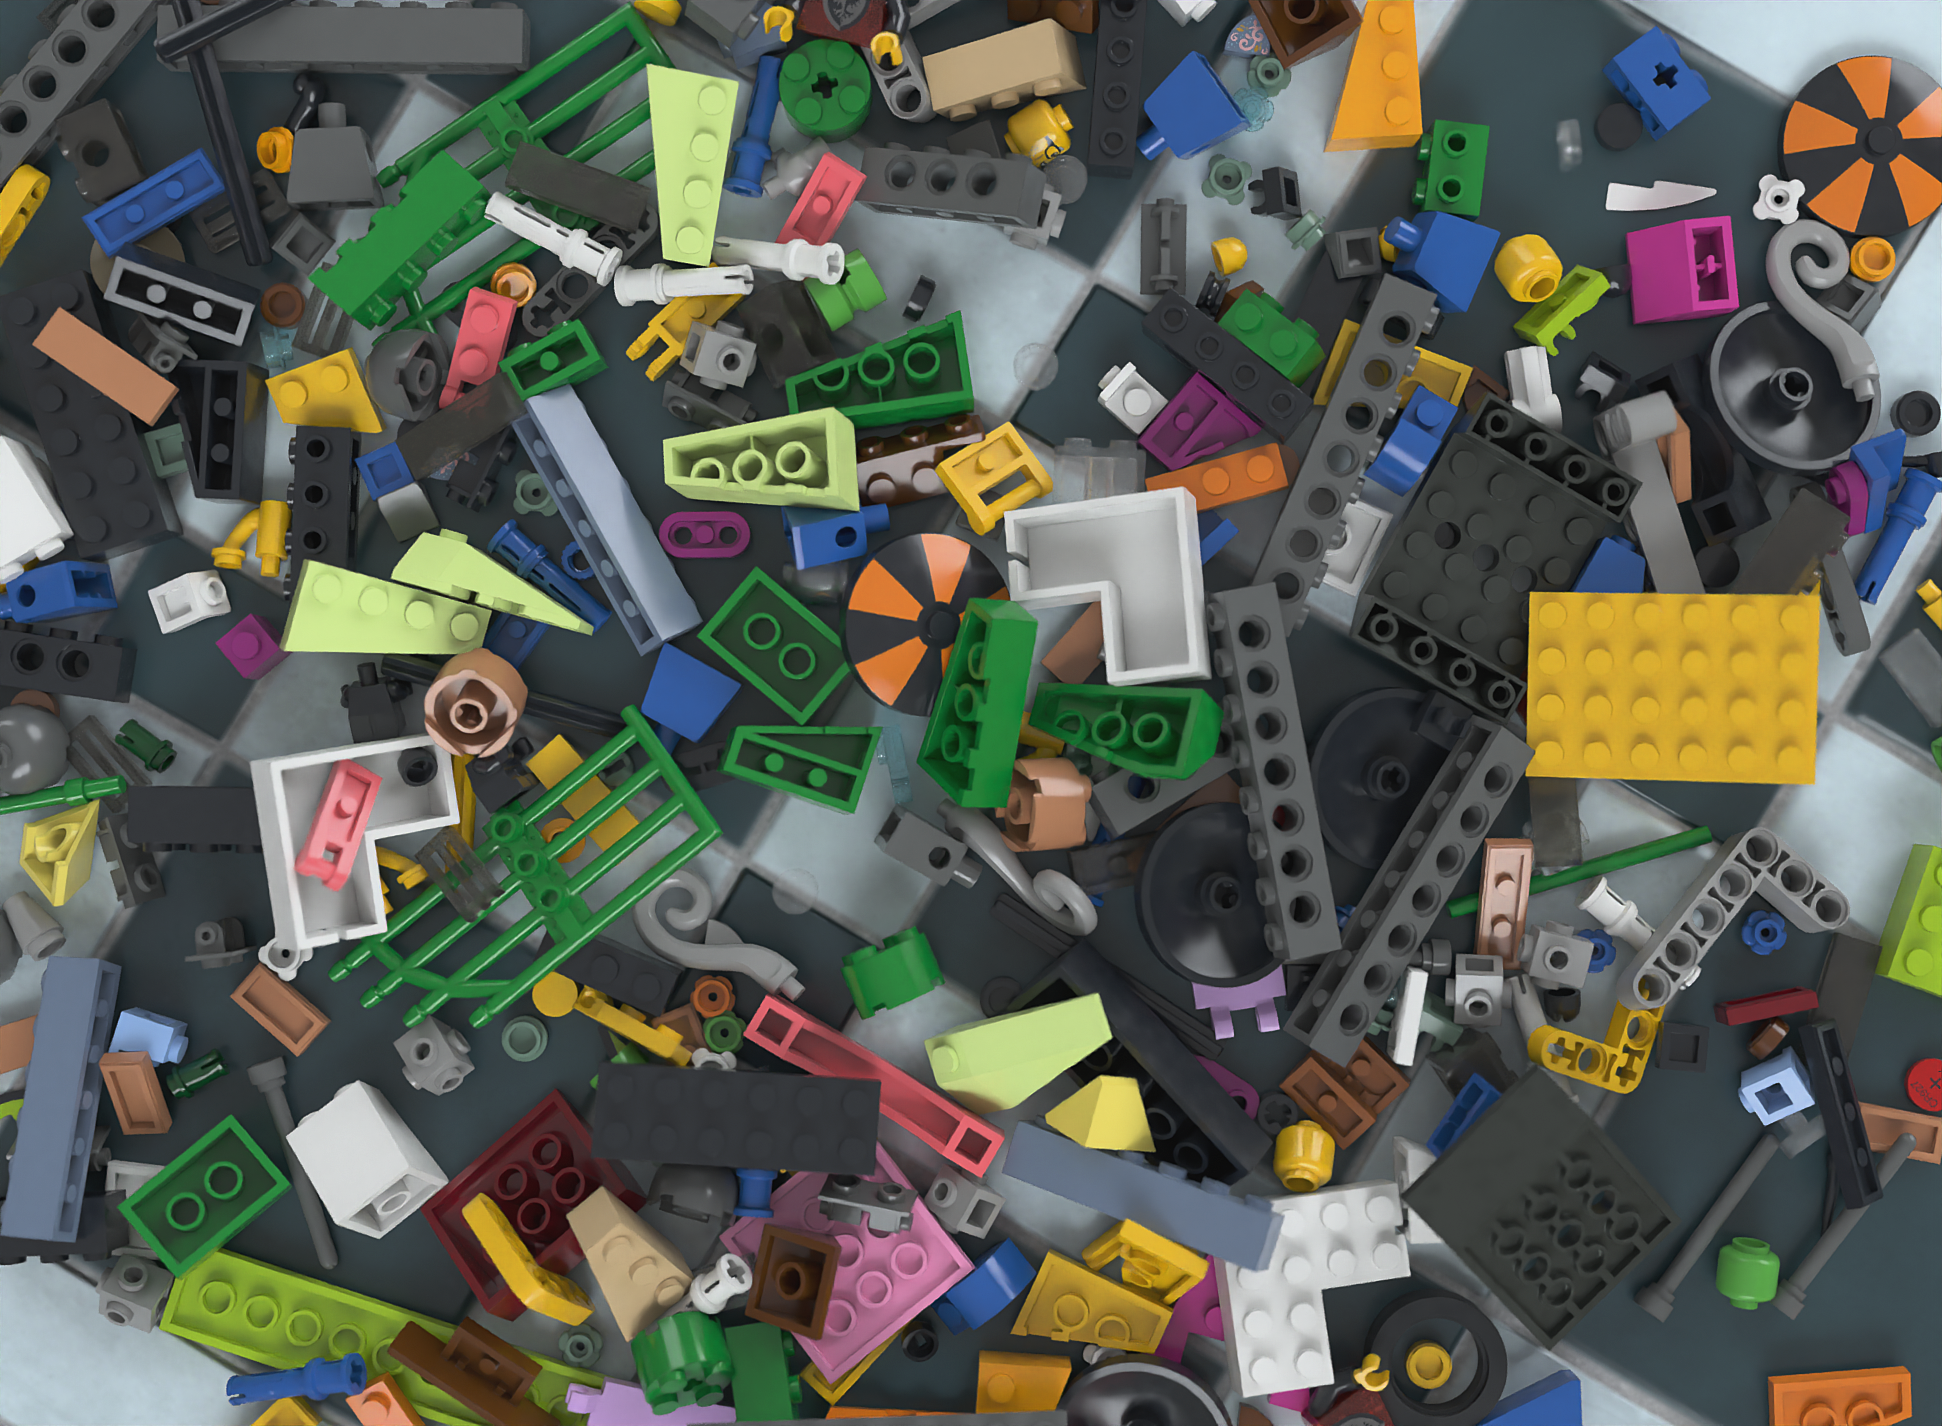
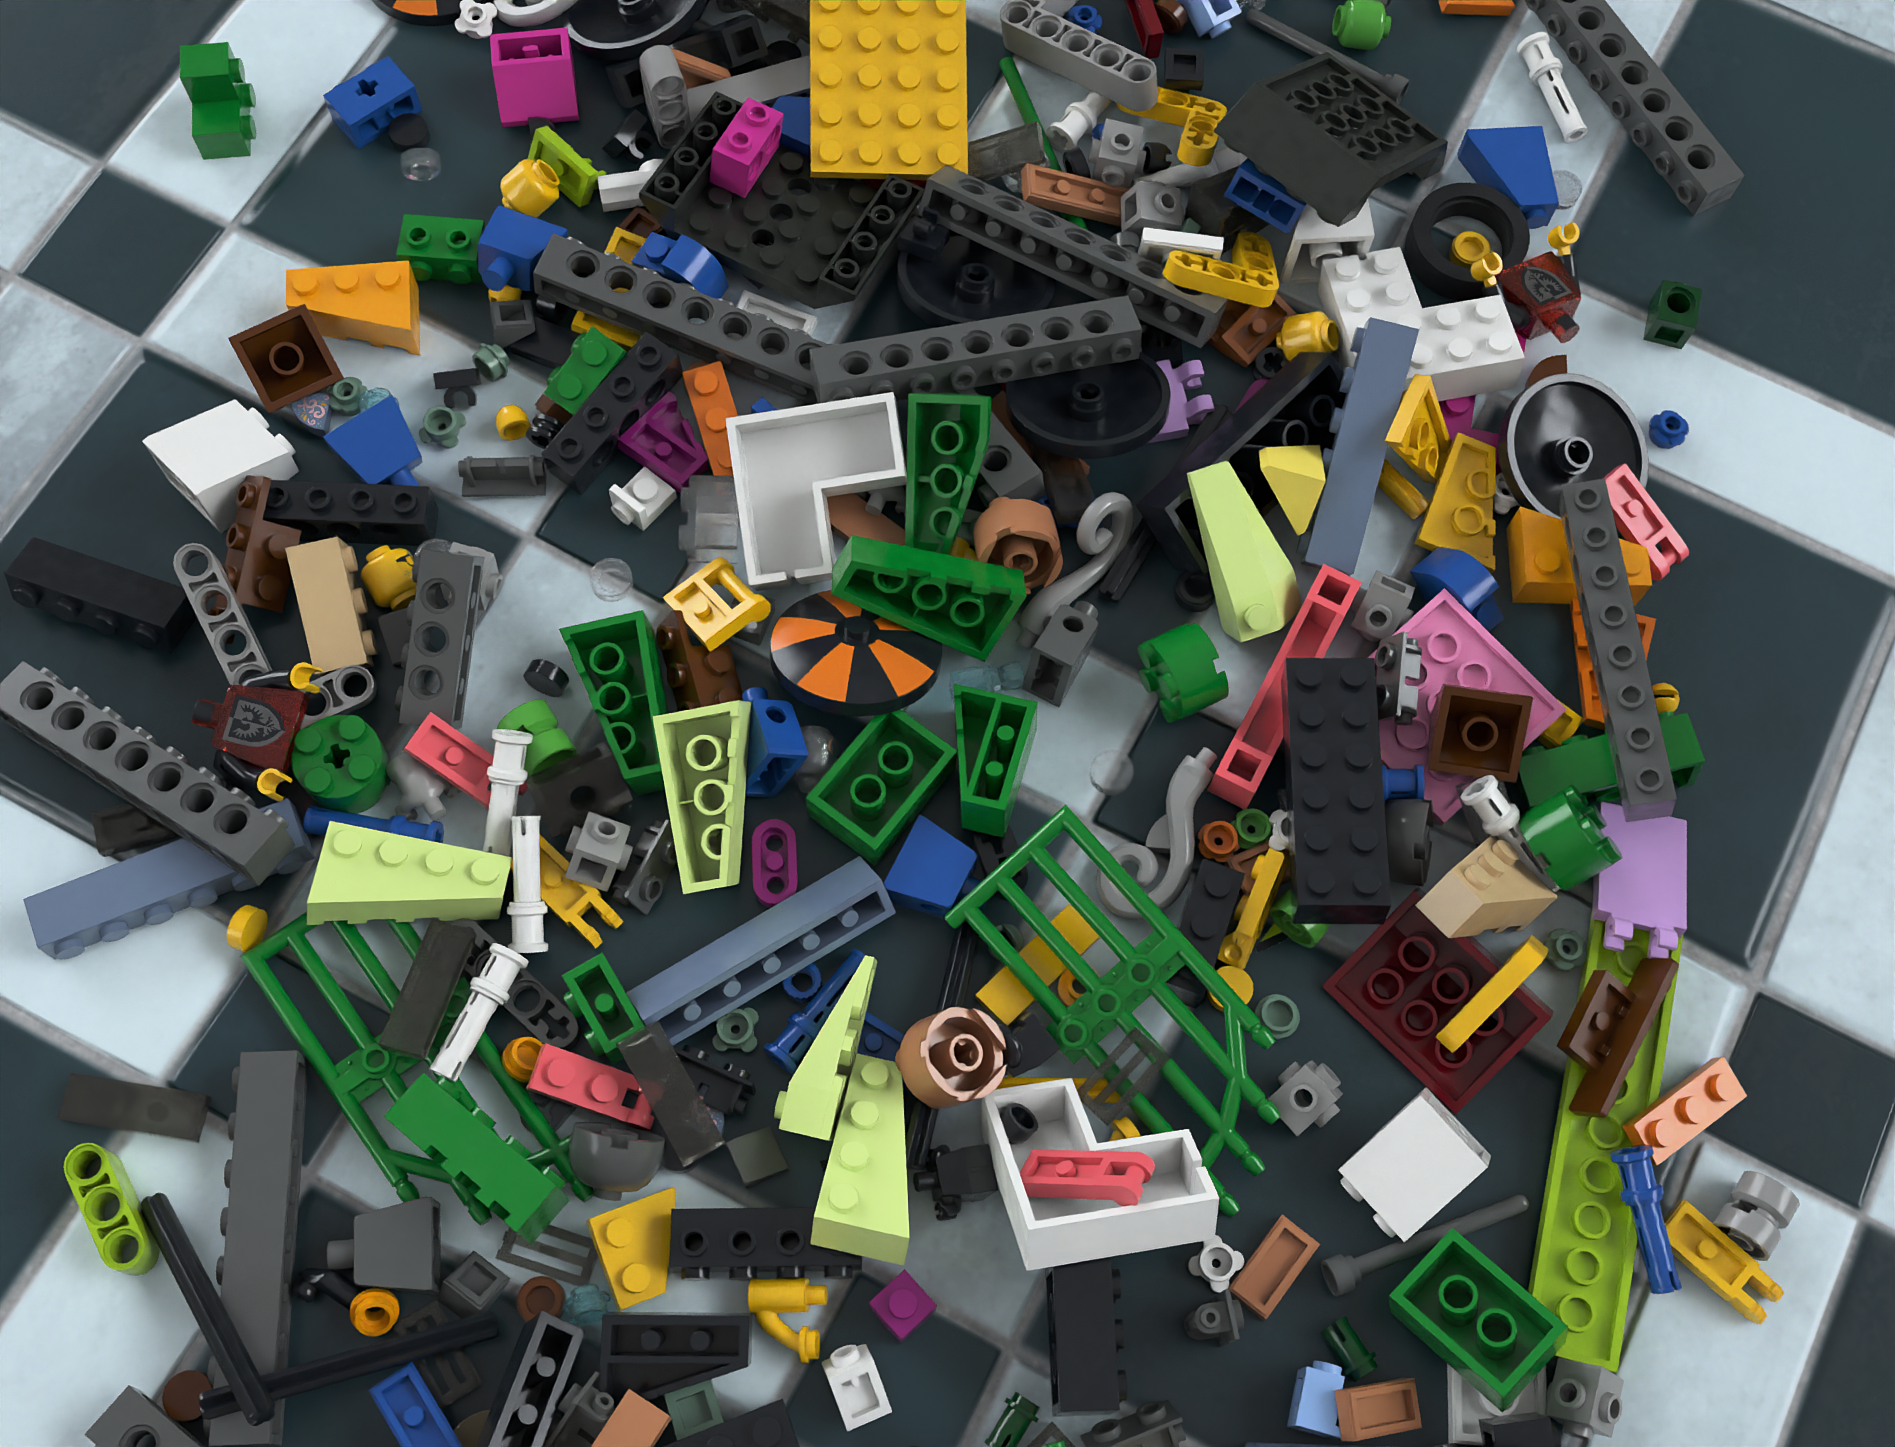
camera: 100 degrees left, 20 degrees down
(384, 470) = (716, 1179): blue plate -> none
(911, 1346) = (1521, 641): black hinge -> none
(1372, 1087) = (1248, 280): none -> yellow beam
(1548, 907) = (1076, 163): none -> black tile
(1558, 516) = (746, 147): none -> dark pink brick
(1660, 196) = (469, 104): white sticker -> none

